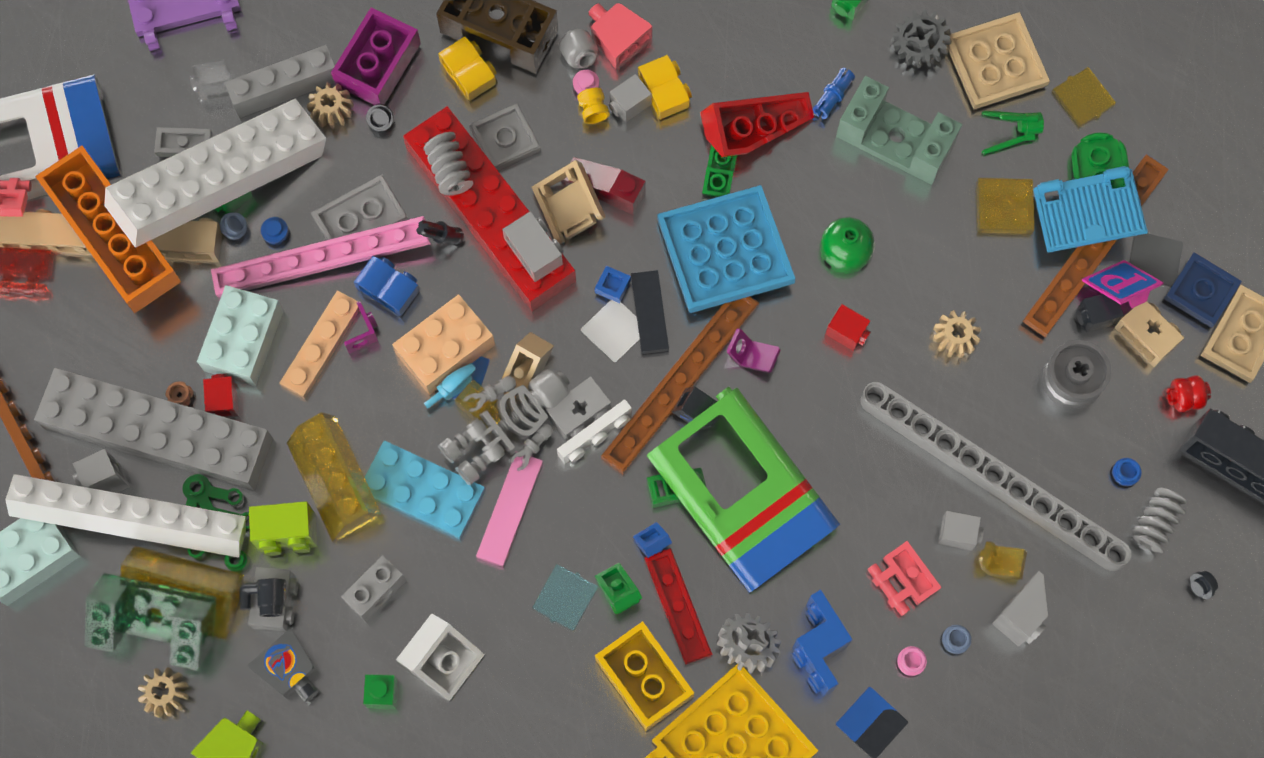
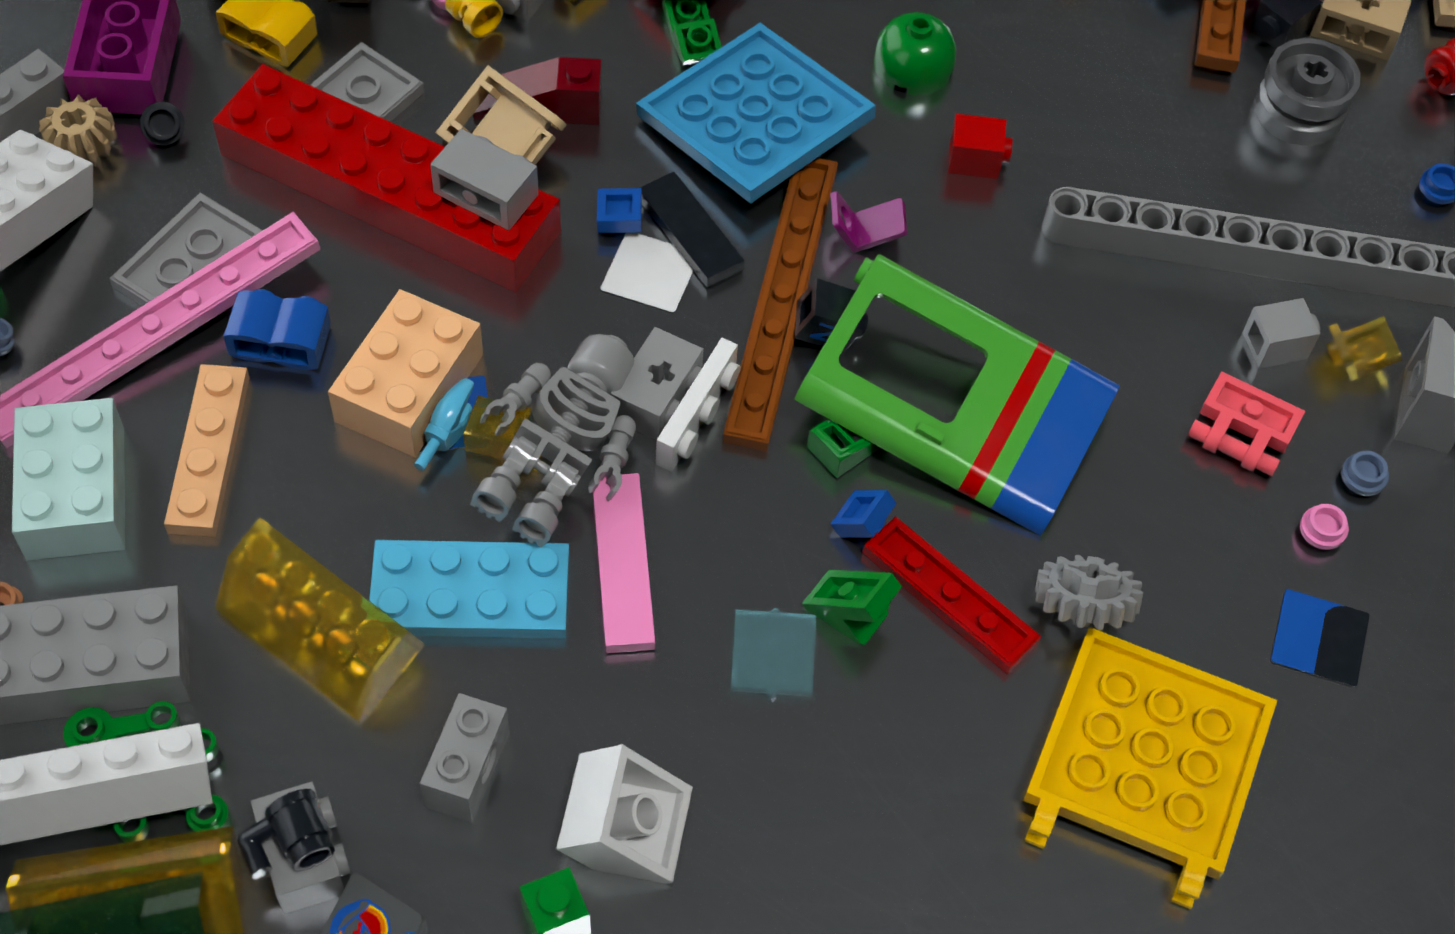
camera: 30 degrees left, 15 degrees down
(221, 395) = (70, 570): red brick -> none
(274, 230) = (61, 322): blue plate -> none
(283, 527) = (270, 721): lime brick -> none
(369, 337) = (277, 391): magenta bracket -> none
(440, 232) = (329, 225): black axle -> none
(446, 164) = (303, 119): light grey piece -> none
(528, 359) = (547, 340): tan slope -> none
(644, 676) = (963, 703): yellow brick -> none
(821, 644) = (1193, 558): blue bracket -> none
(960, 344) = (1124, 103): tan gear -> none

